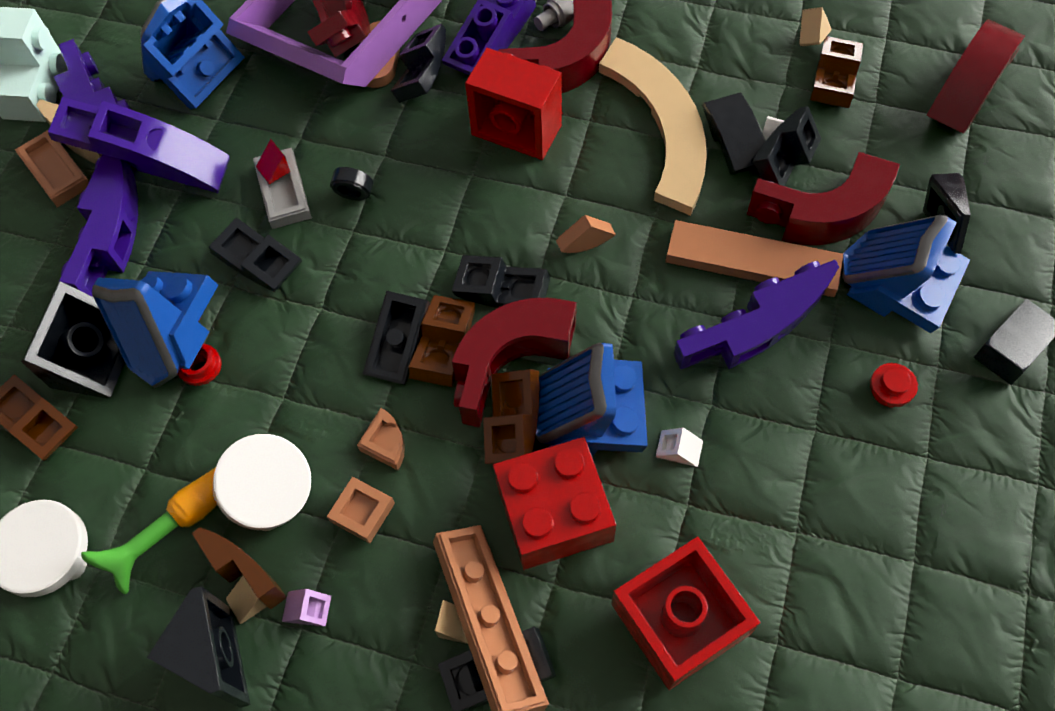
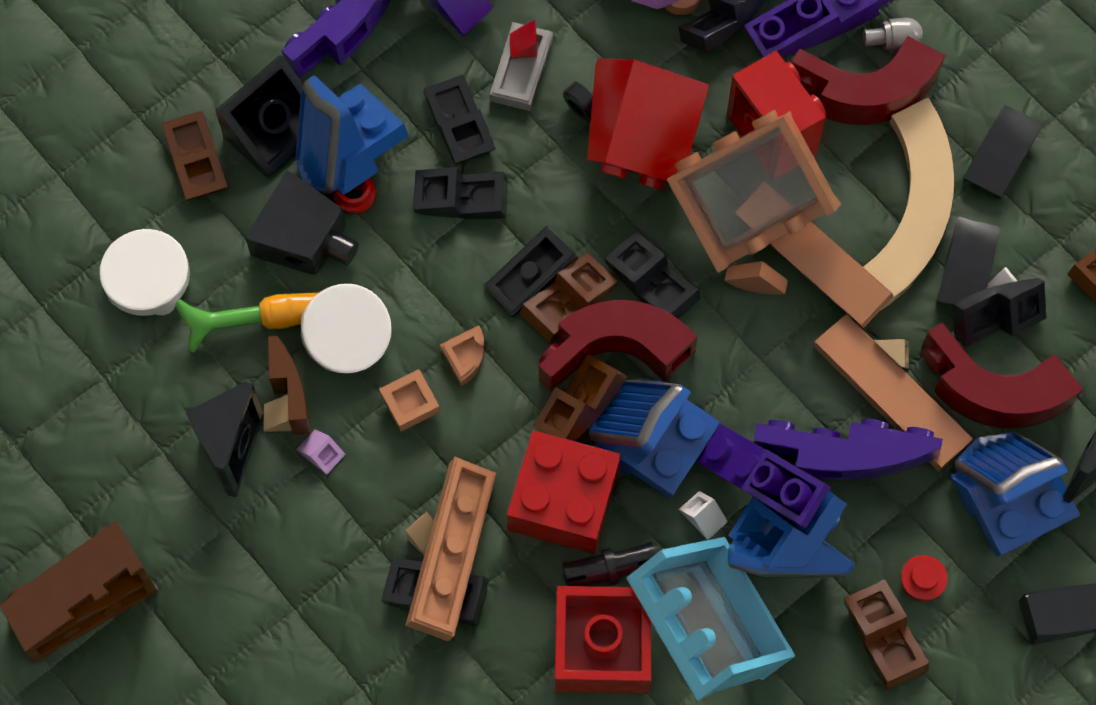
camera: 30 degrees right, 5 degrees up
(165, 421) = (300, 229): none -> black torso
(290, 316) = (458, 195): none -> black slope
(412, 161) = (642, 120): none -> red slope
(542, 157) = (752, 189): none -> window
(618, 190) = (834, 272): none -> nougat tile
(636, 542) = (607, 566): none -> black pin
(698, 44) = (1002, 151): none -> black slope
(727, 375) = (764, 475): none -> dark purple slope
(734, 222) = (897, 349): none -> tan piece
(766, 532) = (709, 617): none -> medium azure window
(775, 409) = (779, 547): none -> blue piece
(897, 450) = (885, 634): none -> reddish brown slope

